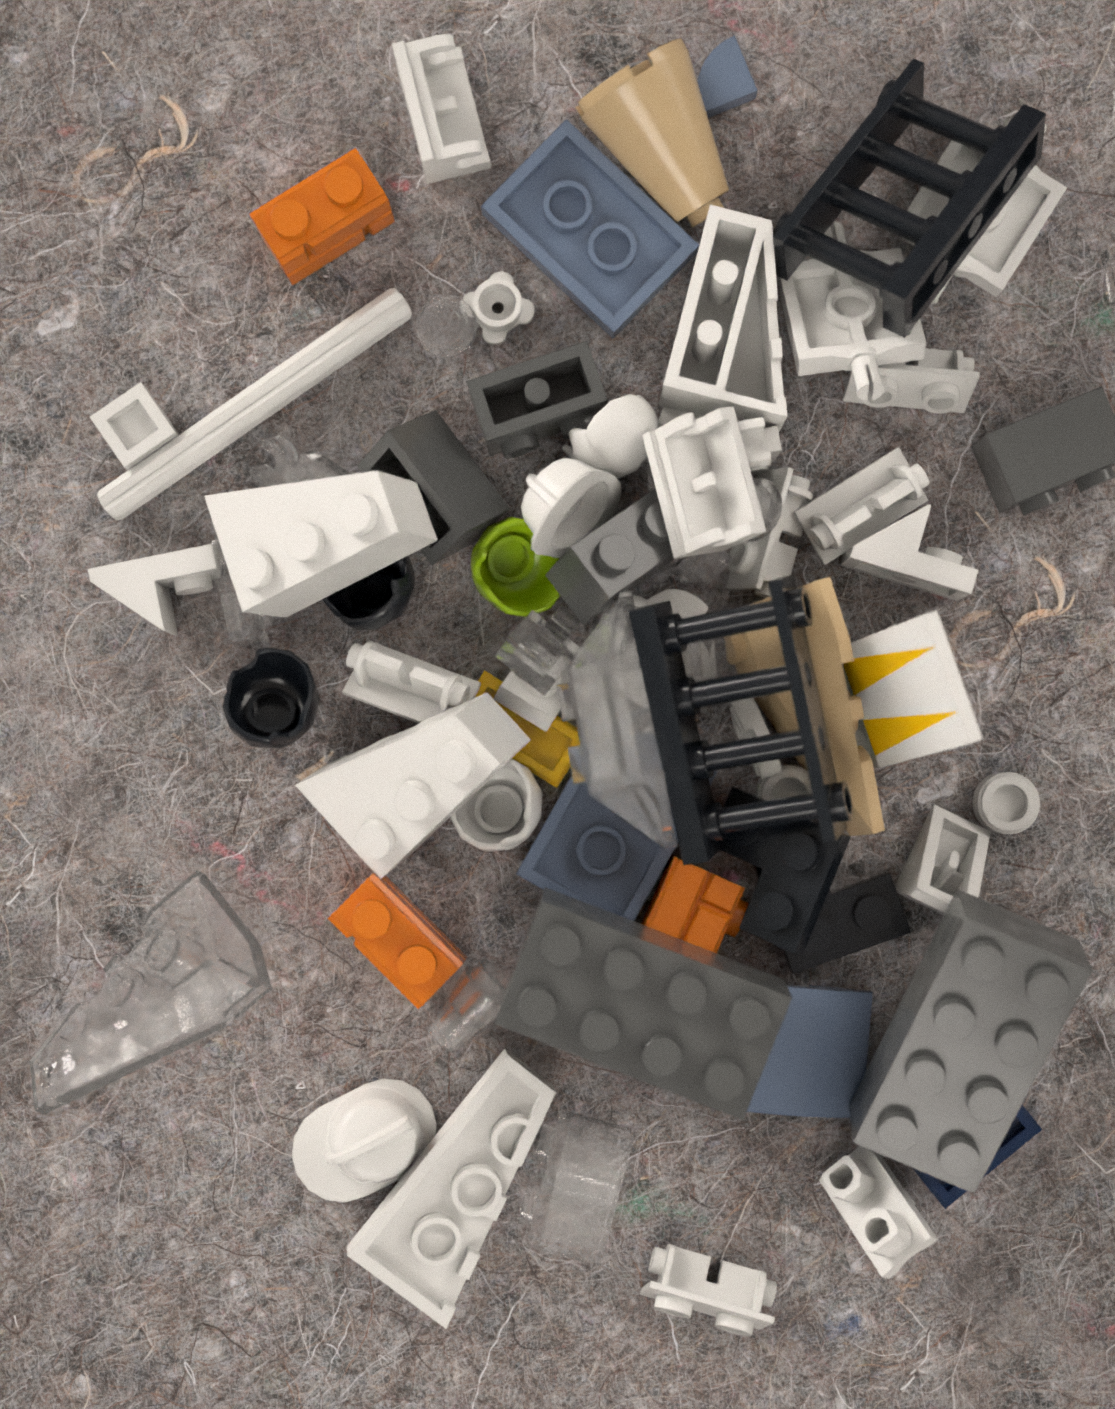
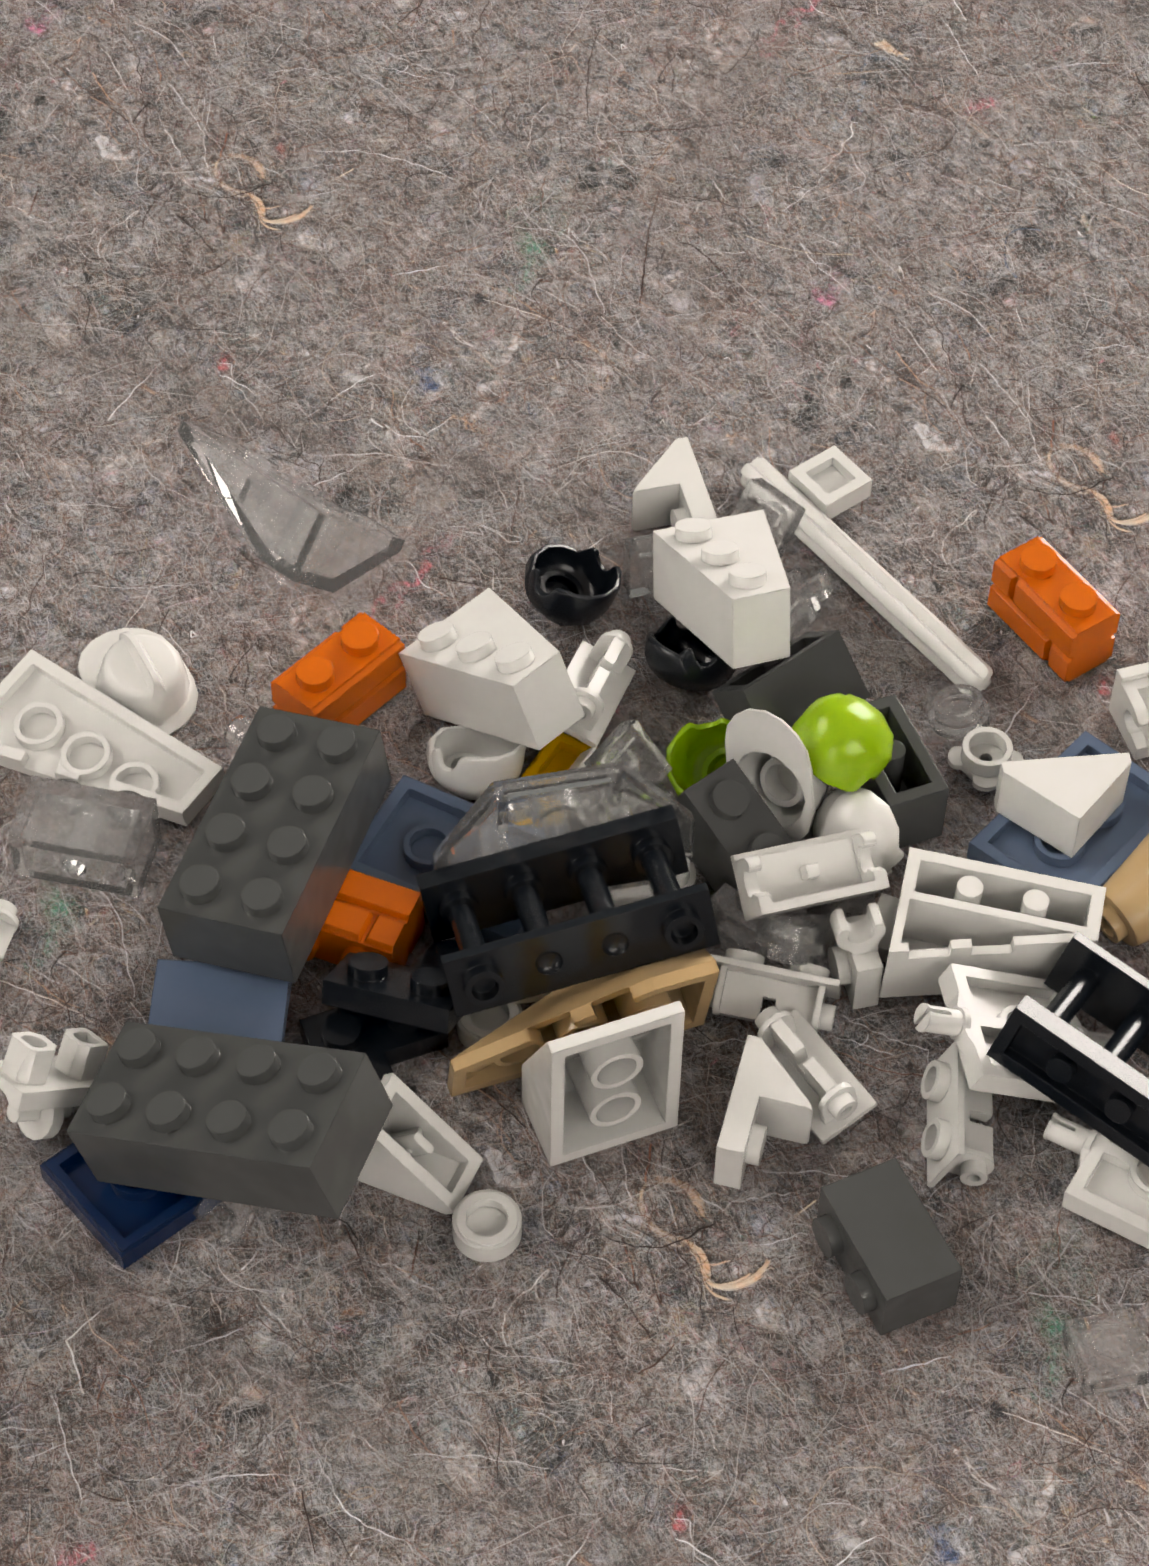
camera: 85 degrees right, 35 degrees down
(181, 496) = (780, 510): none -> clear plate
(550, 436) = (845, 740): none -> lime hair
(593, 229) = (1062, 796): none -> white slope

